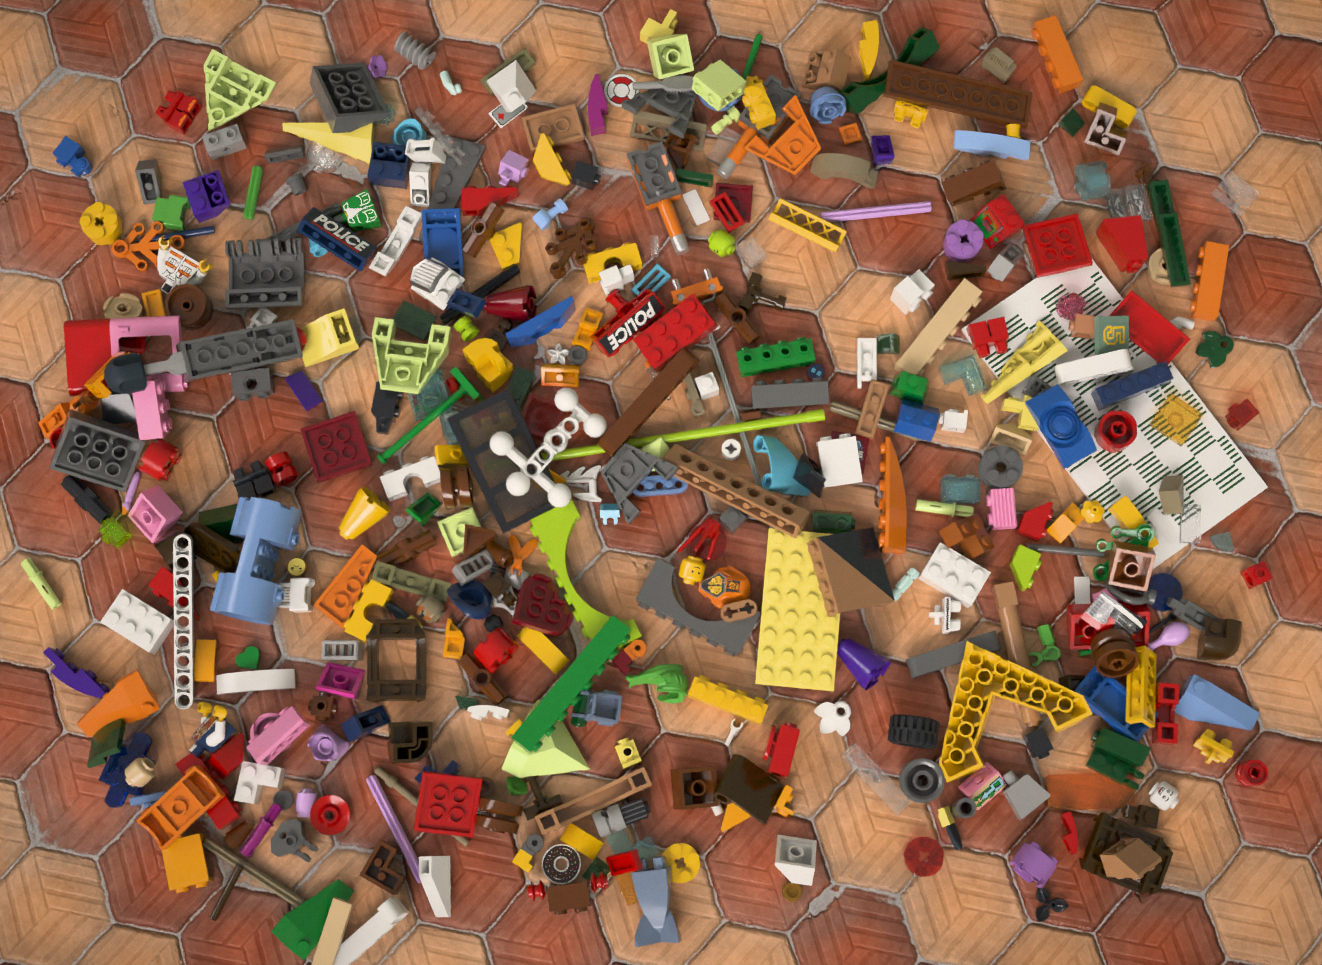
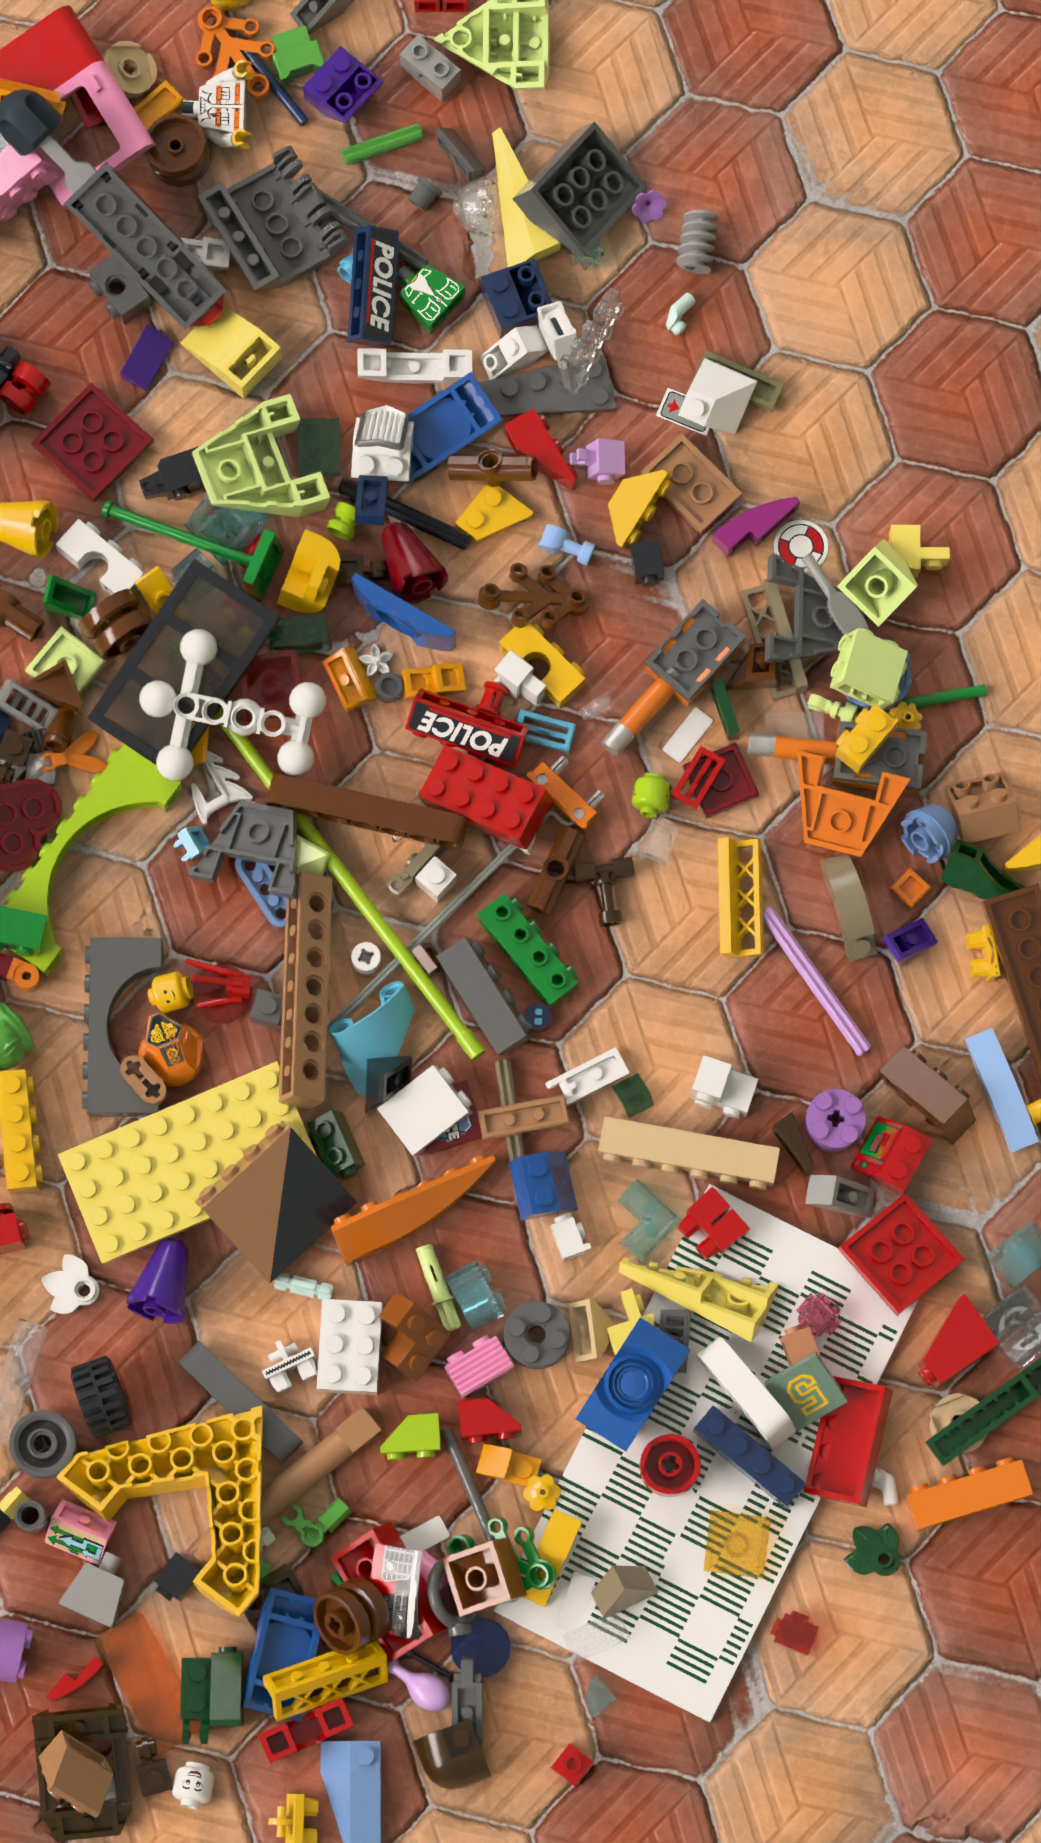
camera: 60 degrees right, 0 degrees up
(408, 130) = (578, 299): medium azure hat -> none
(910, 387) = (583, 1156): green torso -> none

